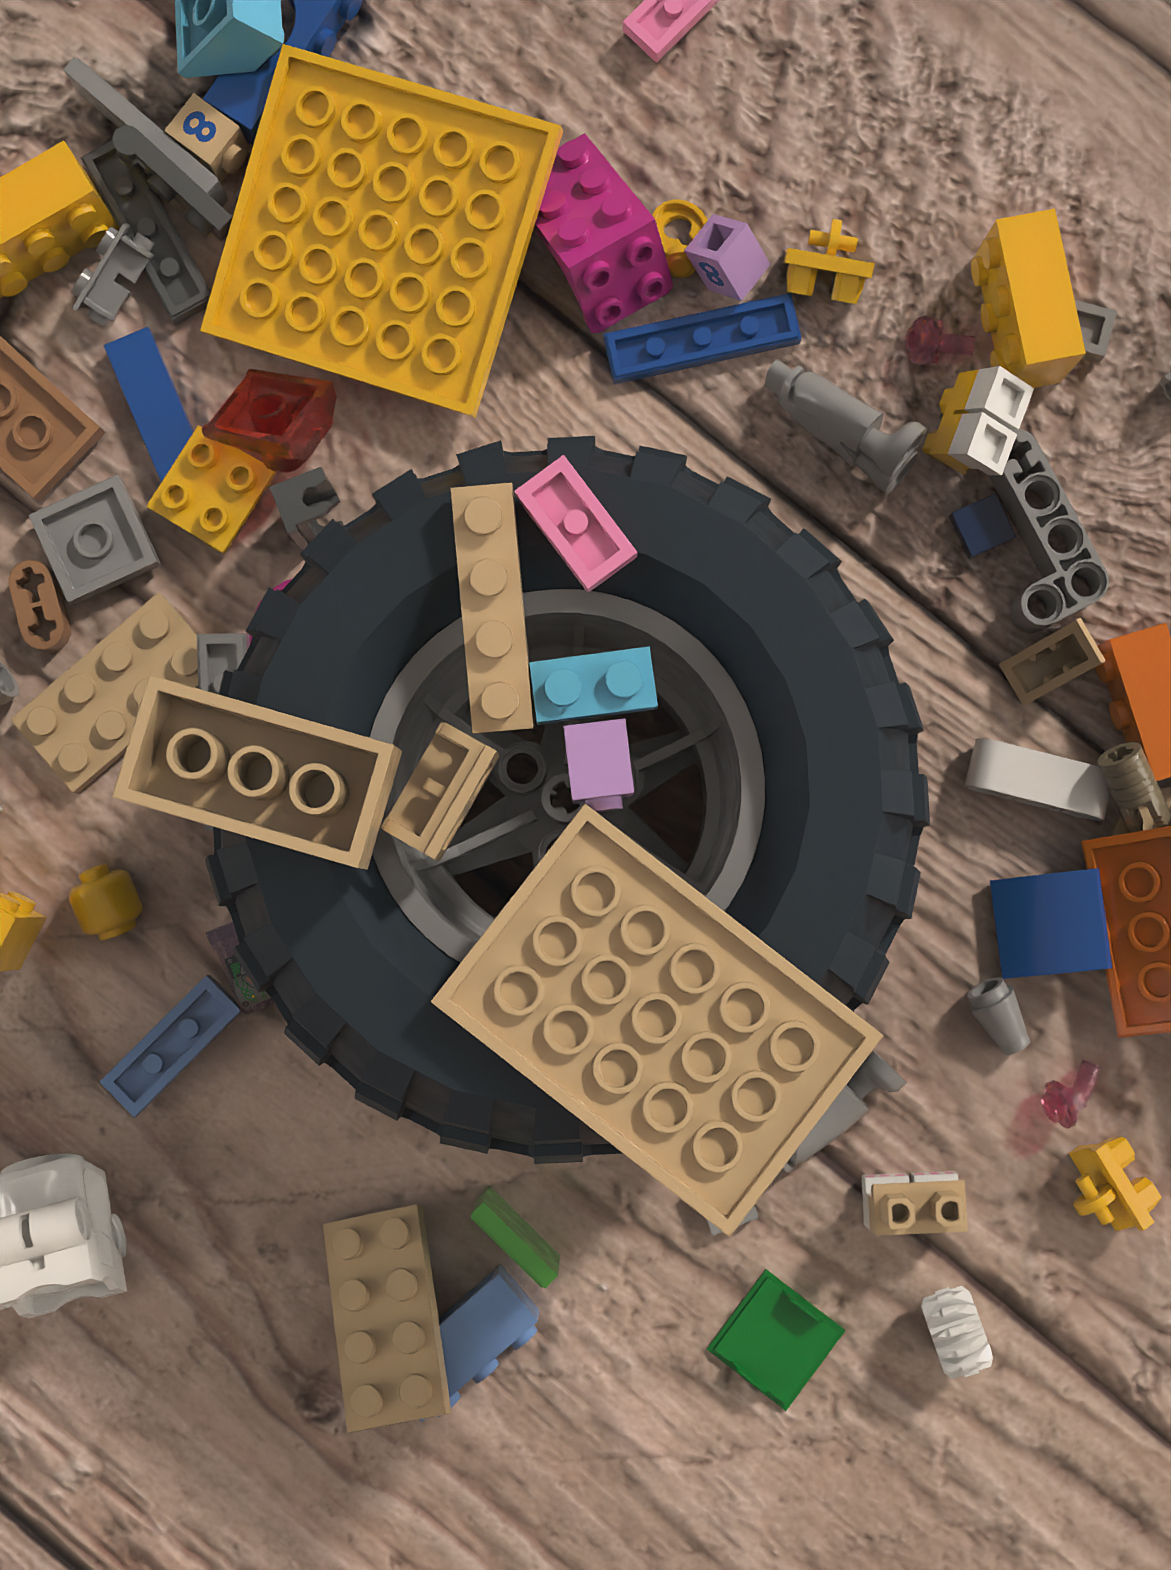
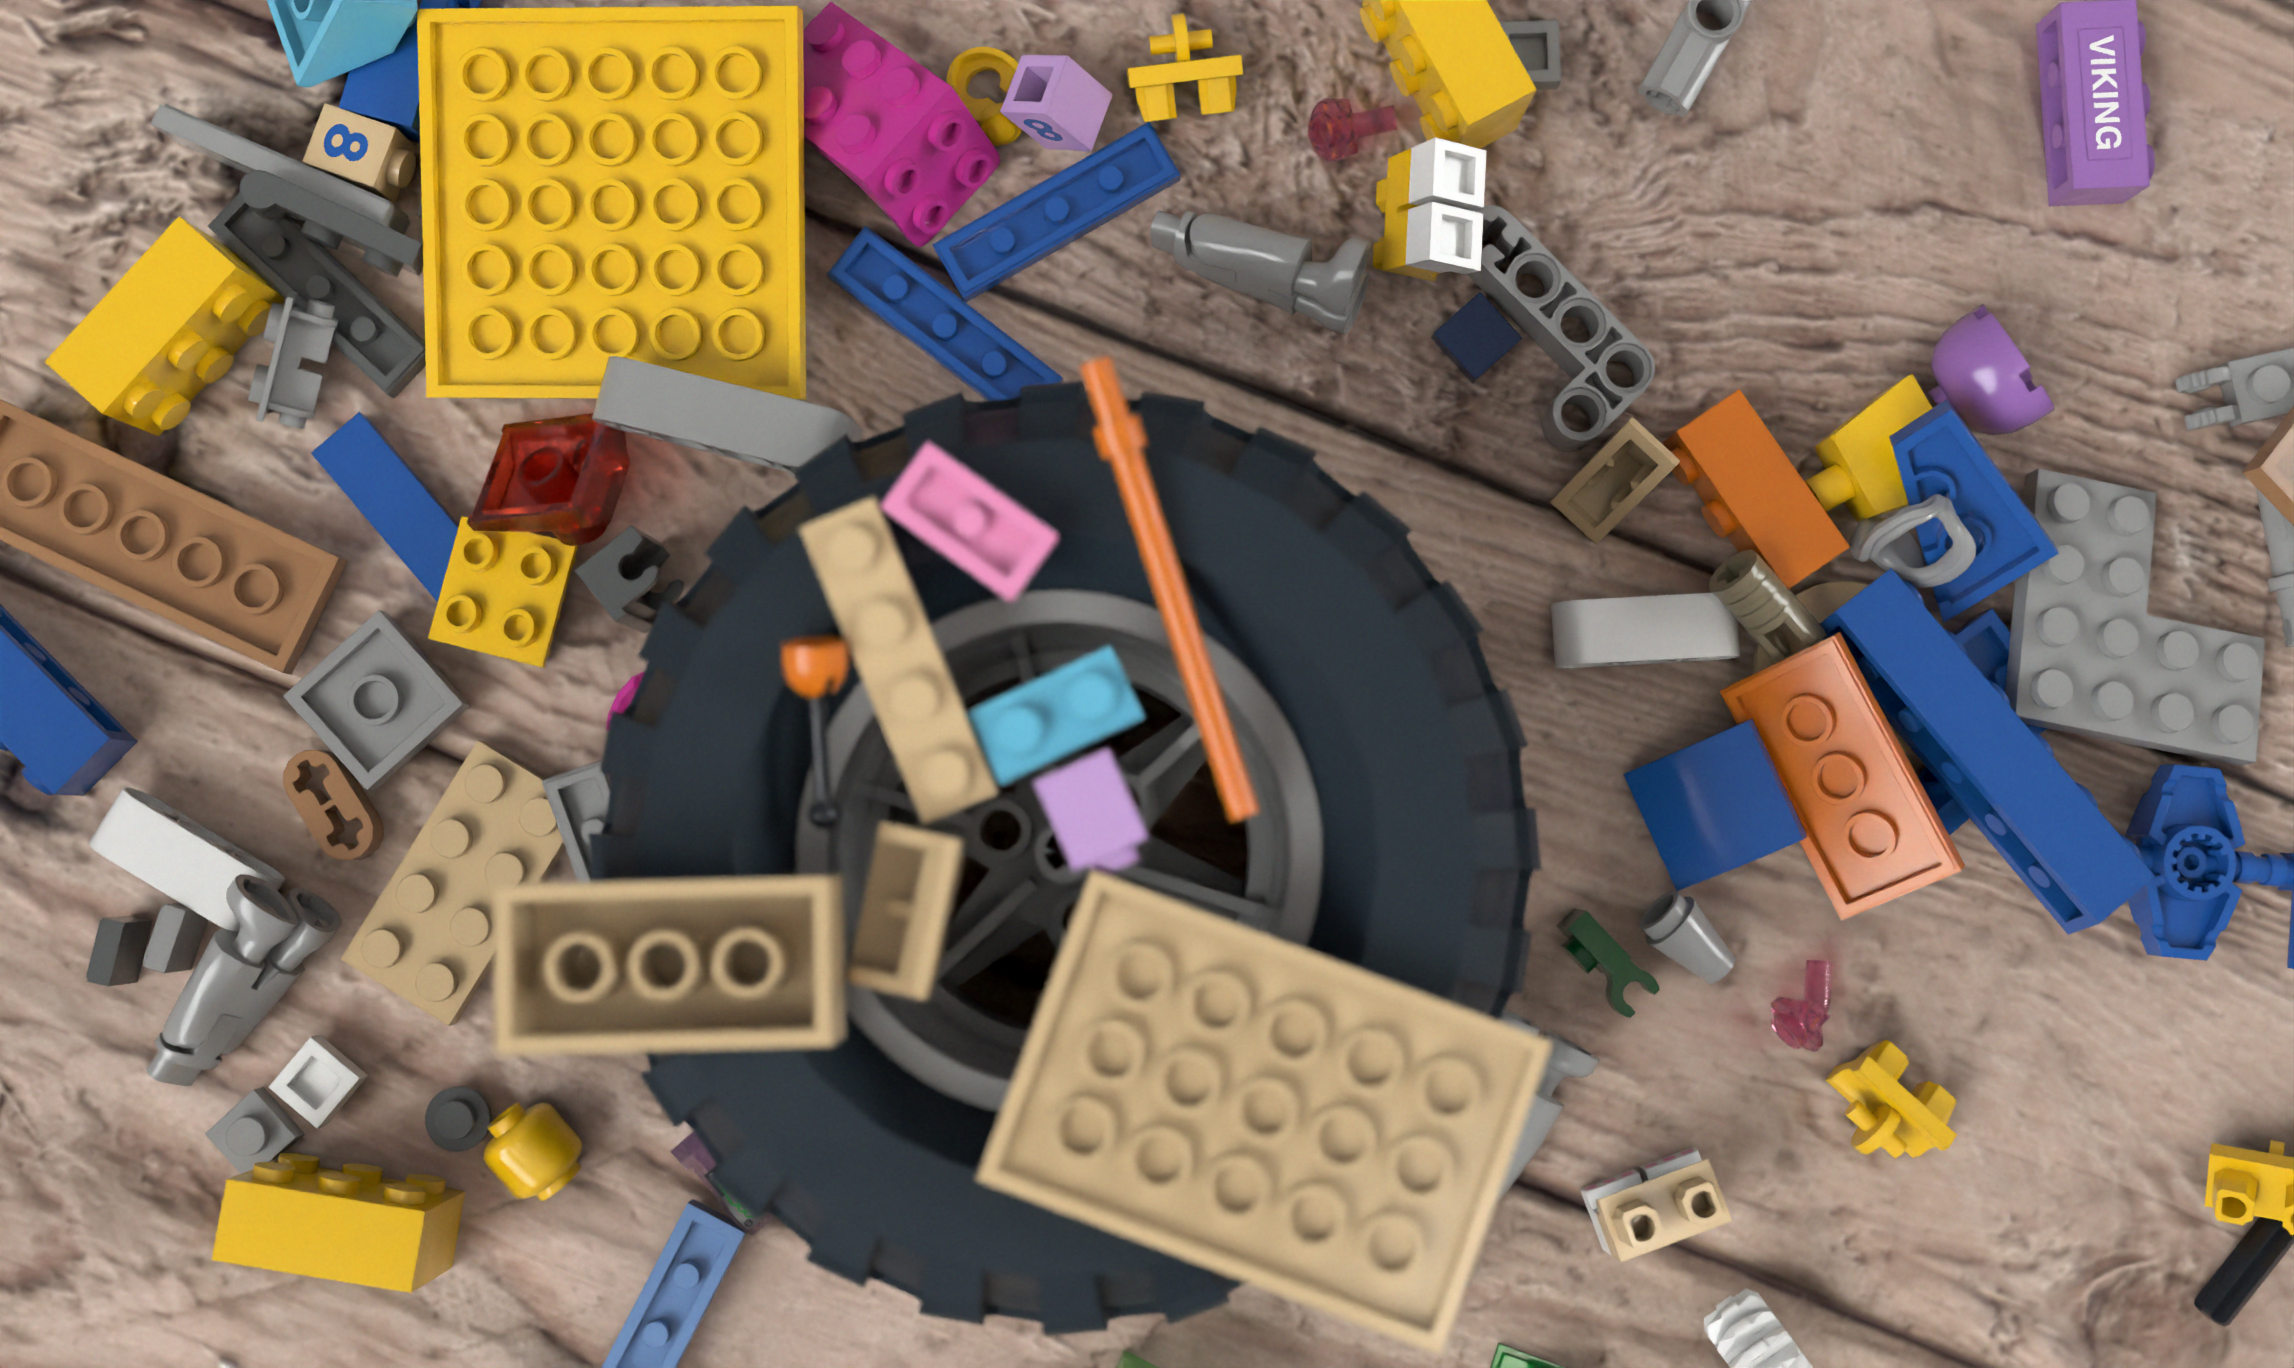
camera: 20 degrees left, 0 degrees up
(58, 862) = (458, 1118): none -> dark grey plate
(404, 405) = (717, 415): none -> light grey beam
(428, 596) = (816, 669): none -> hinge
(585, 384) = (936, 320): none -> blue tile
(705, 498) = (1121, 440): none -> orange bar
(928, 1001) = (1594, 948): none -> dark green plate

